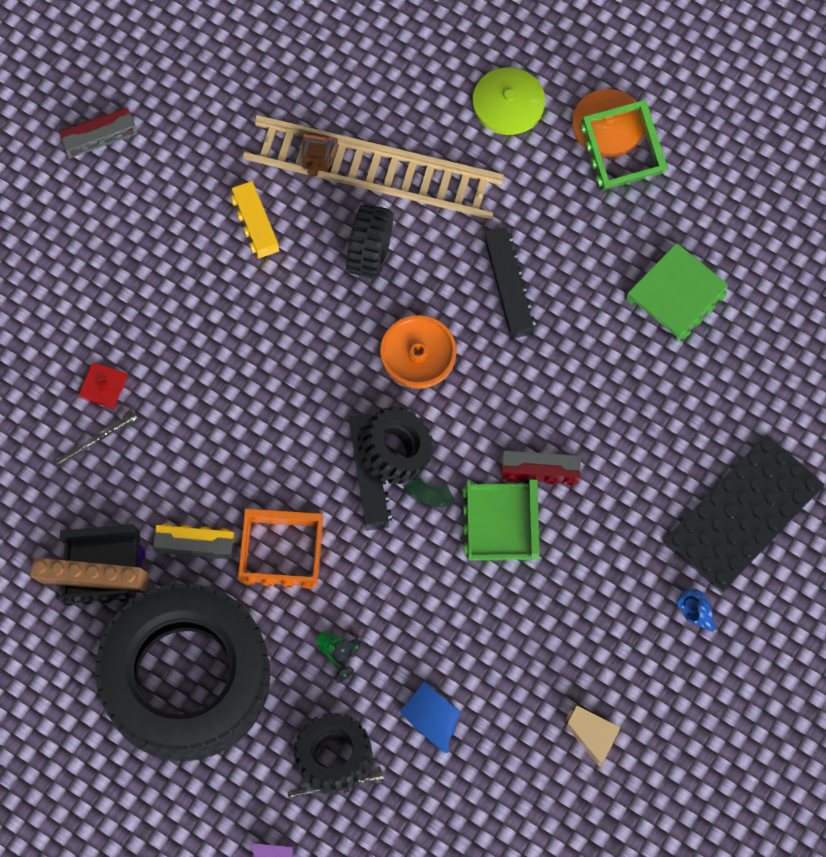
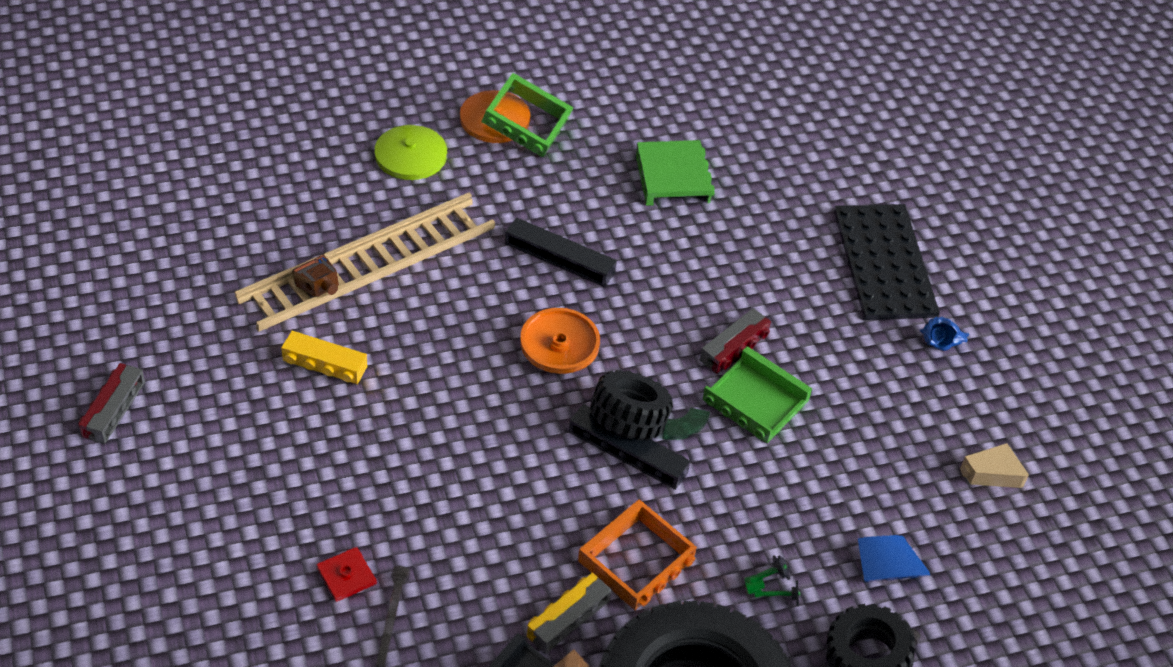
camera: 55 degrees left, 20 degrees down
(369, 241) = (439, 292): black tyre -> none

